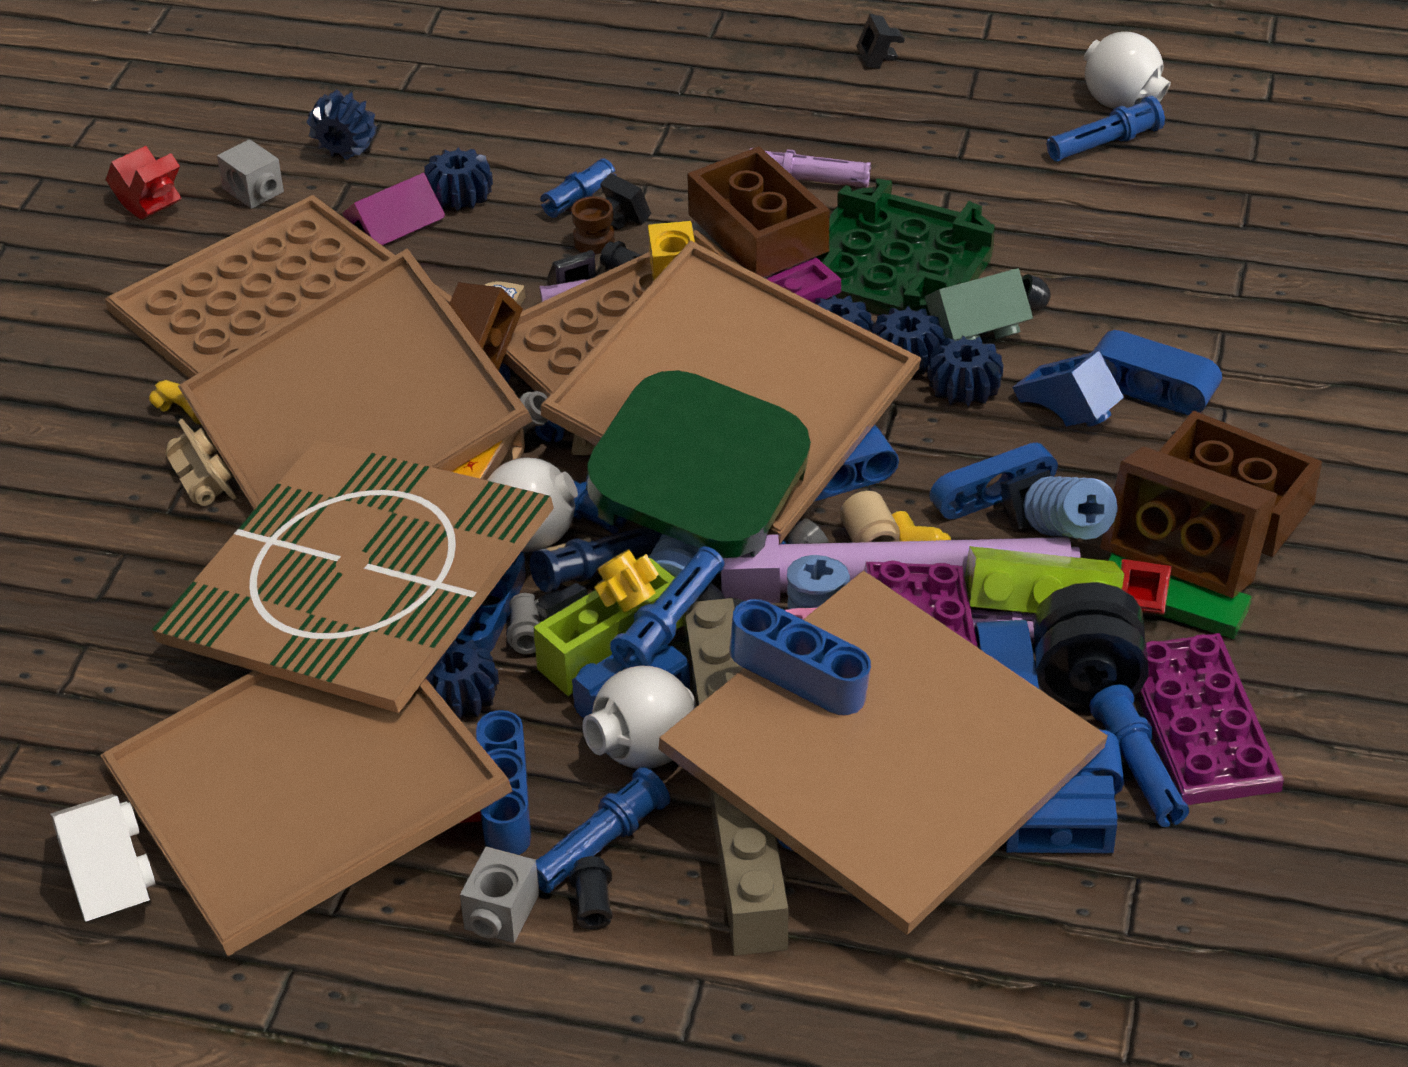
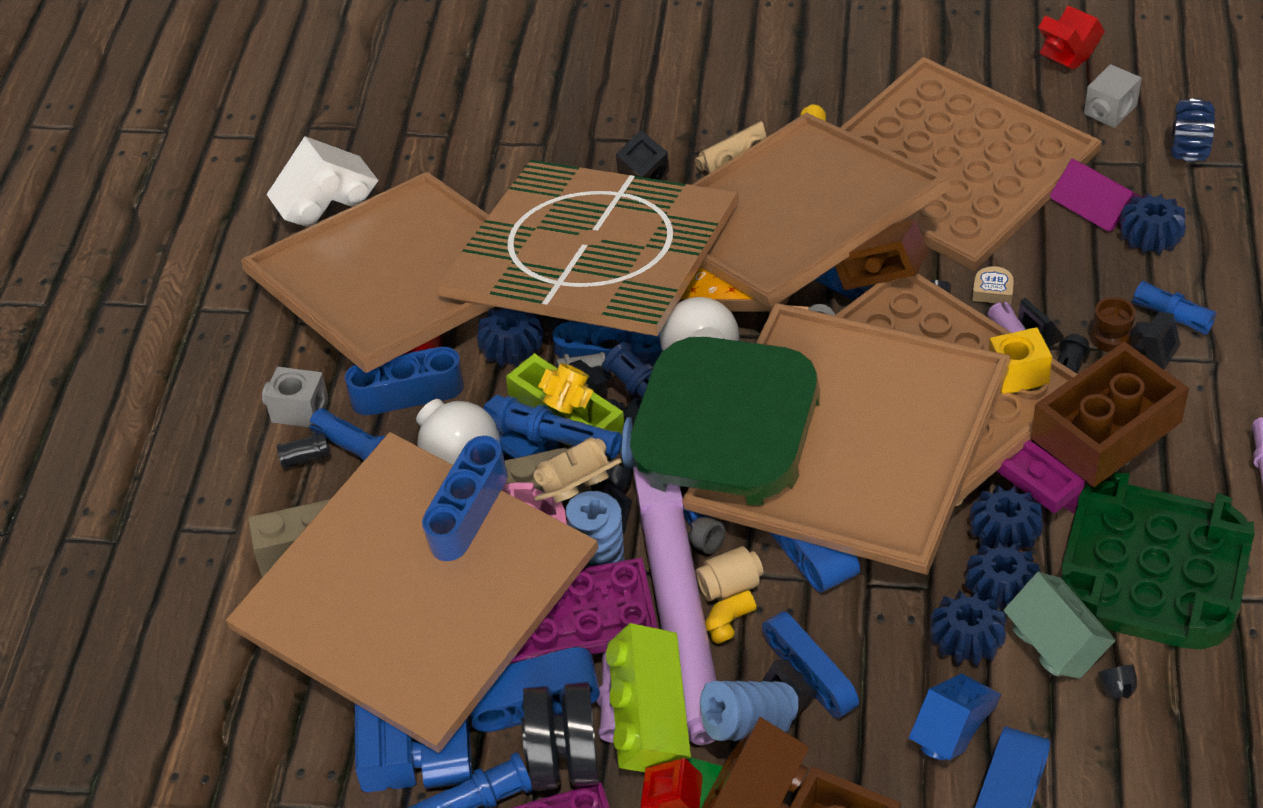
camera: 85 degrees right, 5 degrees up
(201, 528) = (643, 158): none -> black brick
(757, 578) = (562, 478): none -> tan hinge

